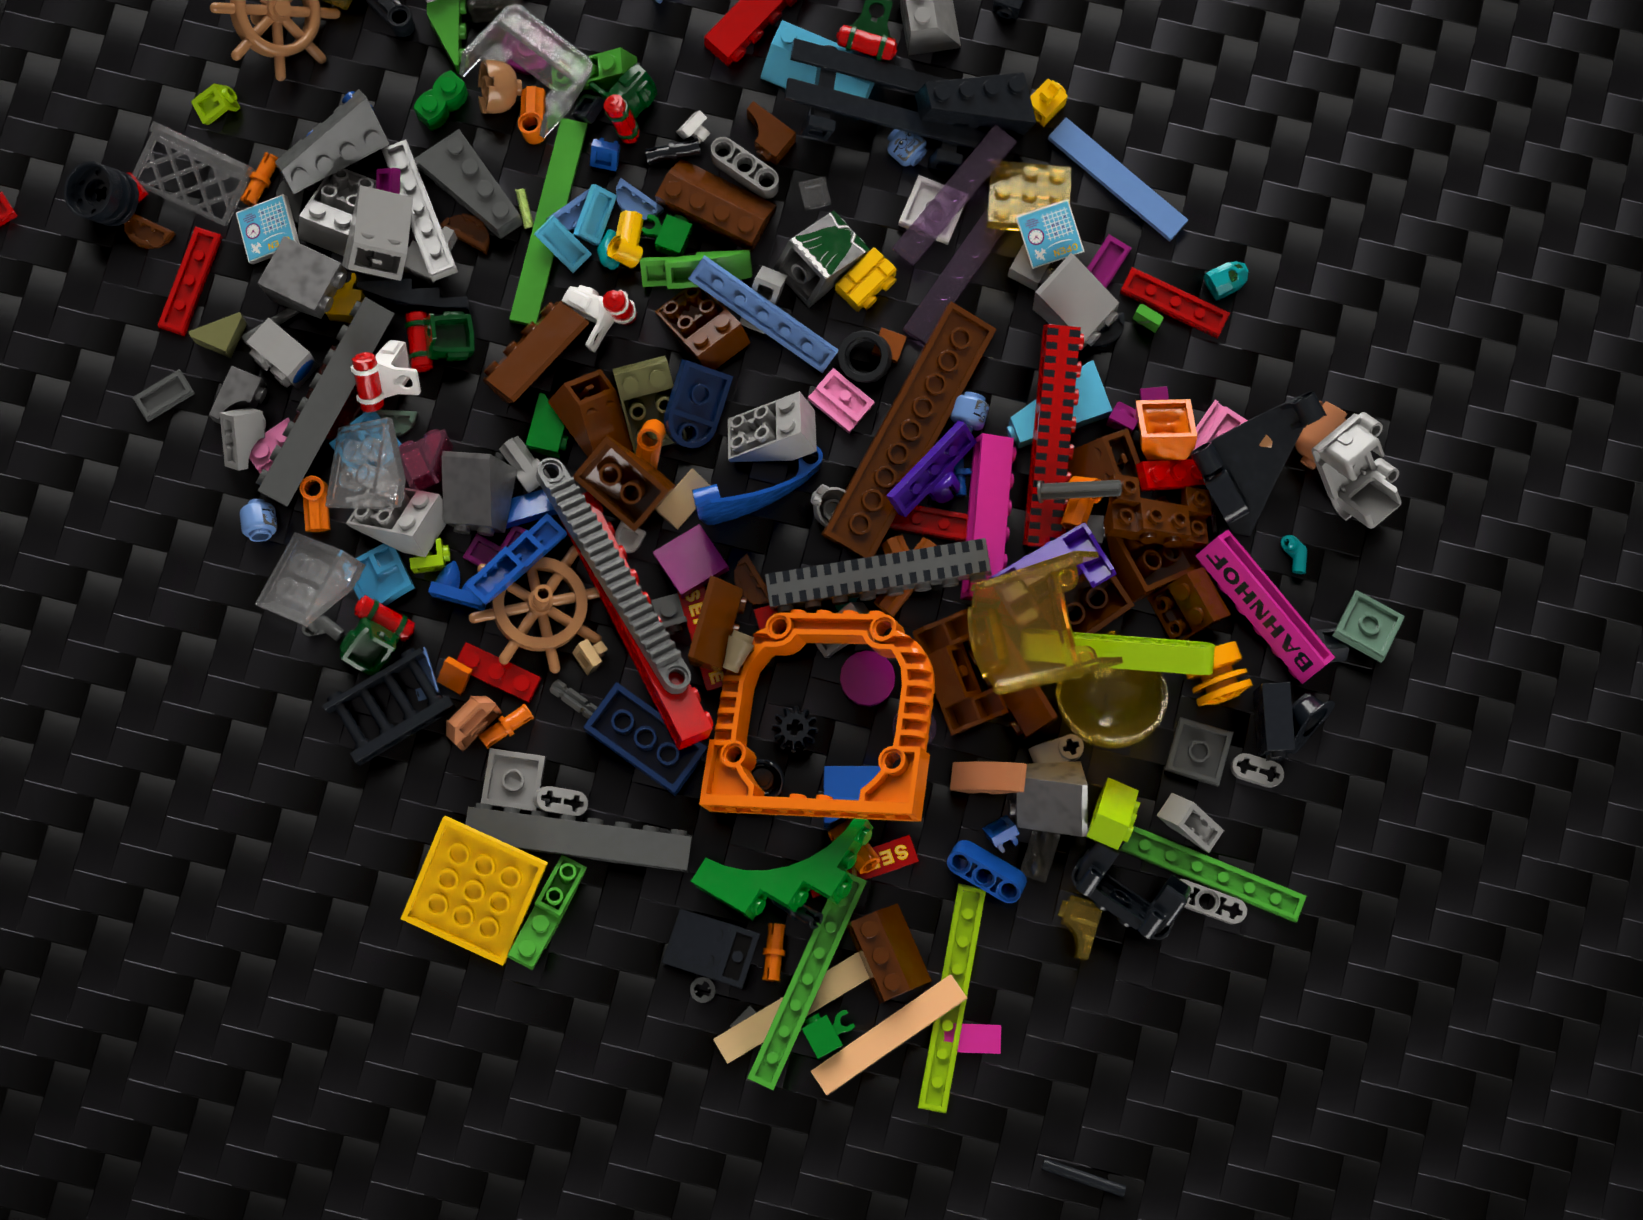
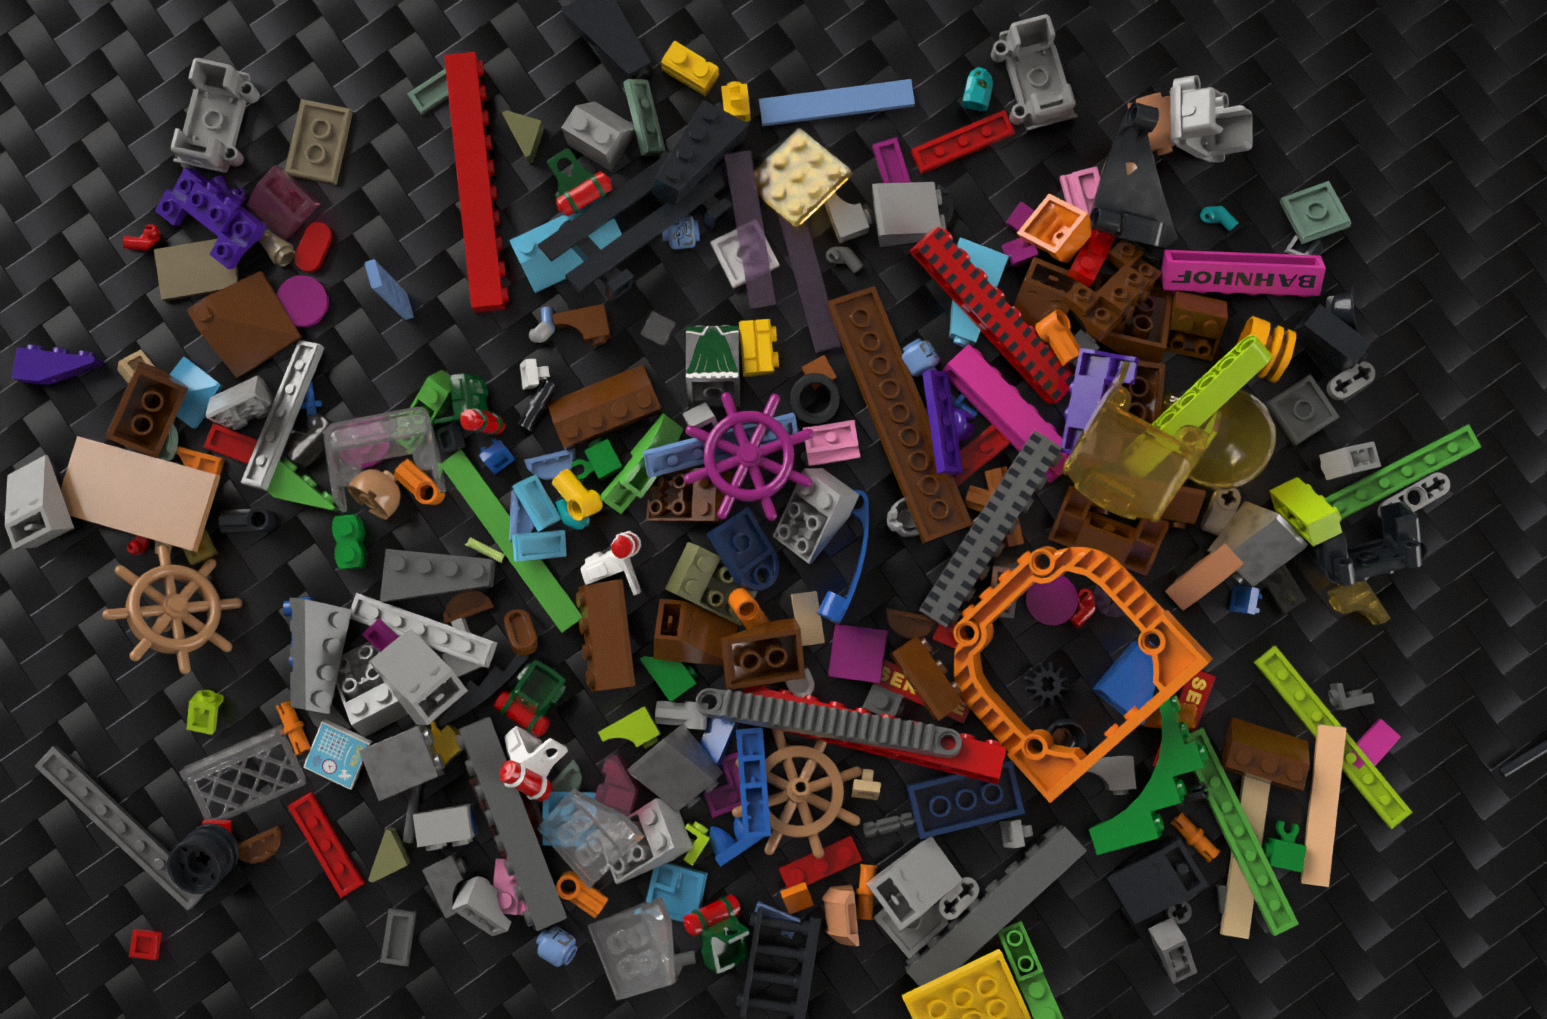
camera: 45 degrees left, 5 degrees up
(73, 107) = (112, 820): none -> flat silver plate
(482, 286) = (520, 632): none -> reddish brown tile
(483, 435) = (636, 727): none -> lime arch
(544, 752) = (914, 882): none -> light grey slope
(652, 803) = (1014, 833): none -> light grey tile
(665, 1010) = (1173, 950): none -> flat silver arch
(736, 107) = (545, 328): none -> light grey arm
(737, 650) = (959, 677): dark tan cone -> none
(739, 156) = (583, 360): light grey beam -> none
(771, 338) = (748, 456): none -> magenta piece
(771, 842) = (1116, 773): none -> light grey arch
(884, 711) = (1086, 608): none -> red arm
(972, 42) = (644, 117): none -> sand green tile
(991, 883) = (1265, 635): blue beam -> none
(997, 988) = (1354, 698): none -> dark grey bracket
(1000, 287) = (844, 255): none -> dark grey arm
(1041, 44) = (690, 68): none -> yellow brick
(1049, 233) = (843, 187): medium azure tile -> none
(1083, 489) = (1055, 331): dark grey axle -> none
(1148, 318) = (959, 170): bright green tile -> none
(1280, 311) = (1035, 73): none -> light grey container

